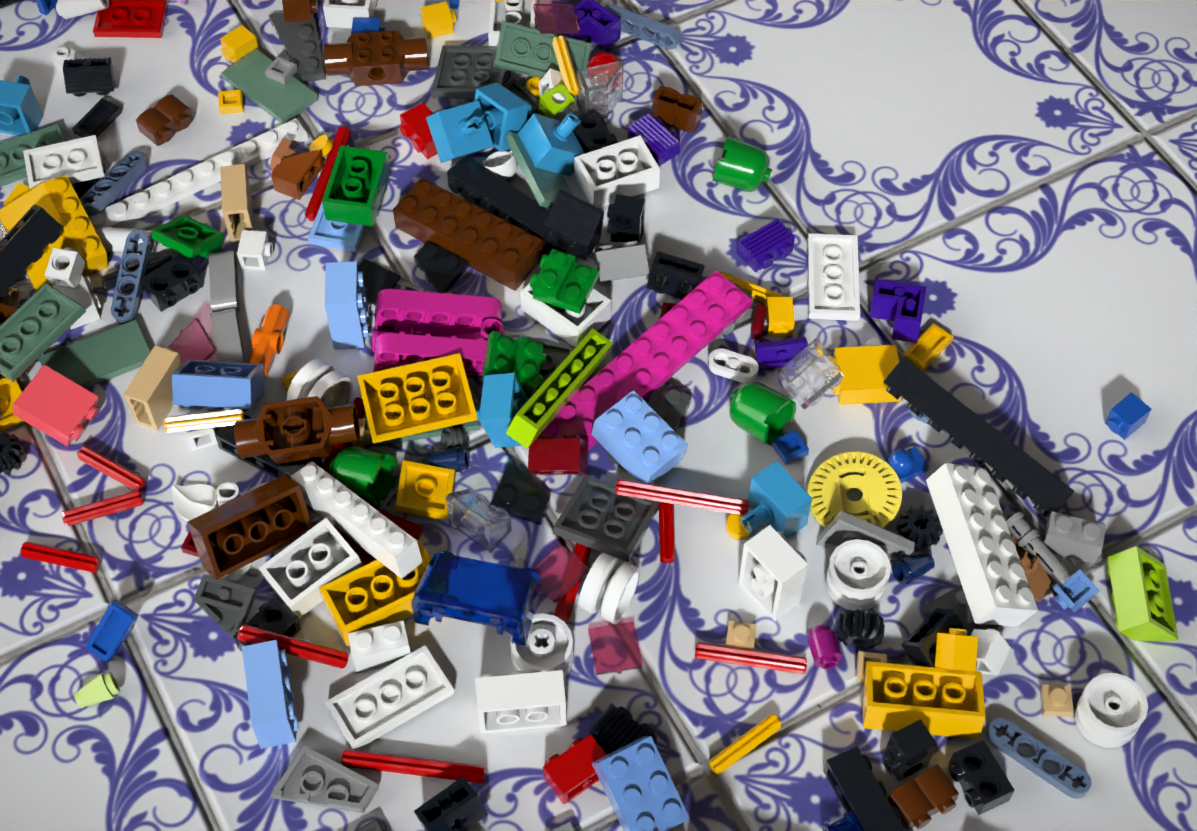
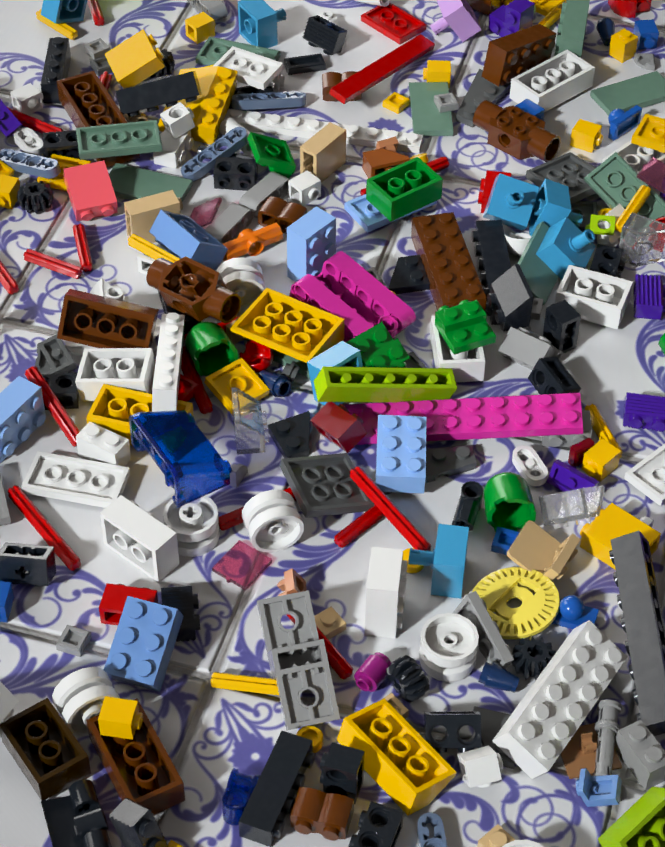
camera: 45 degrees right, 10 degrees down
(187, 76) = (381, 69): none -> red tile
(263, 291) = (279, 211): none -> reddish brown brick
(376, 279) = (360, 252): black piece -> none
(409, 448) = (257, 356): none -> red hair
(560, 573) = (249, 489): clear pink piece -> none
(682, 627) = (291, 583): none -> nougat tile
(732, 442) = (468, 505): none -> black piece
(768, 690) = (298, 660): none -> light grey bracket
(832, 433) = (541, 552): none -> tan bracket
(838, 743) = (312, 733): none -> yellow tile
(956, 650) = (452, 740): yellow brick -> none

